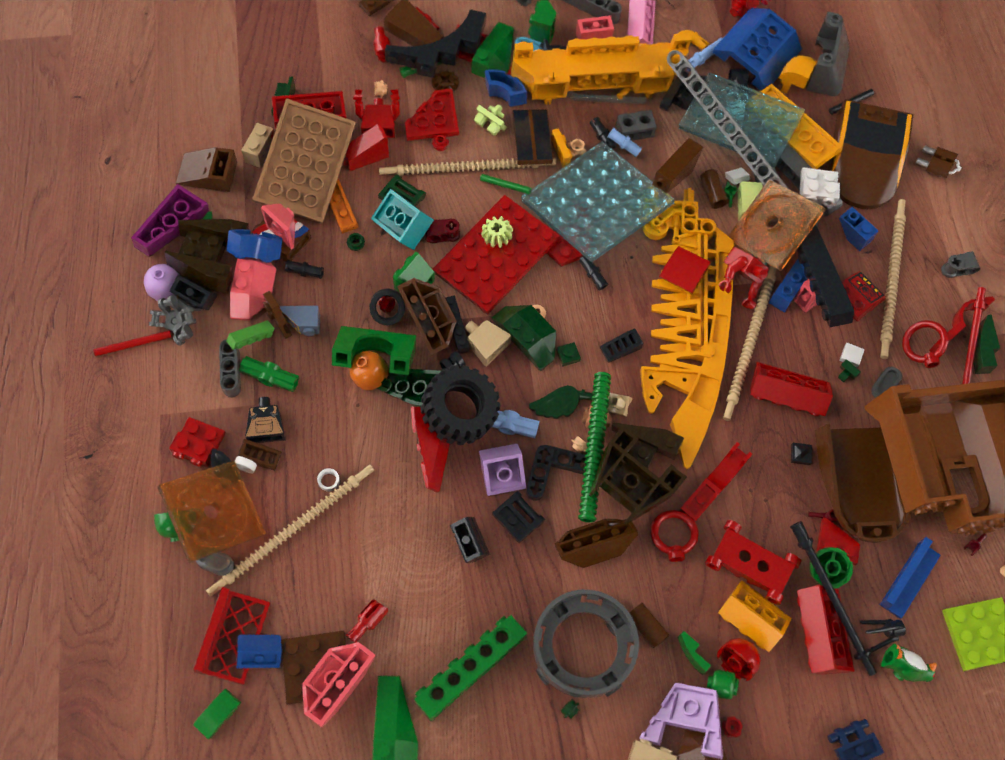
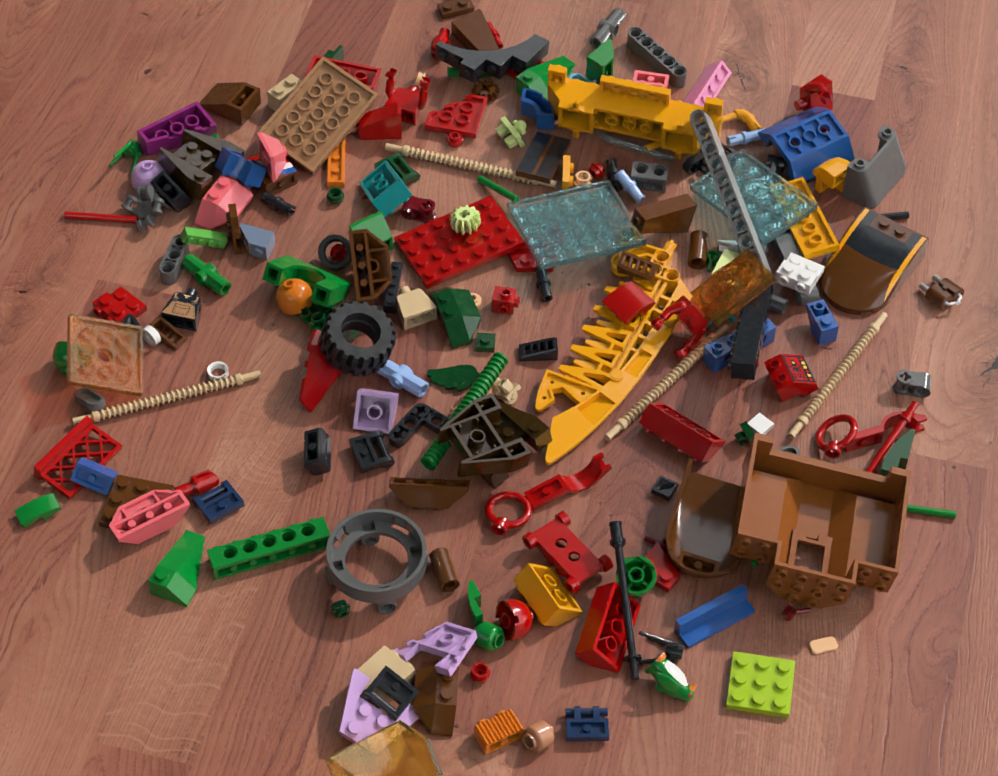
camera: 25 degrees right, 15 degrees down
(130, 257) = (130, 150): none -> green plant
(401, 635) = (221, 505): none -> dark blue plate
(569, 304) = (505, 300): none -> red brick
(586, 135) = (596, 170): none -> red plate
(671, 235) = (633, 259): none -> reddish brown slope

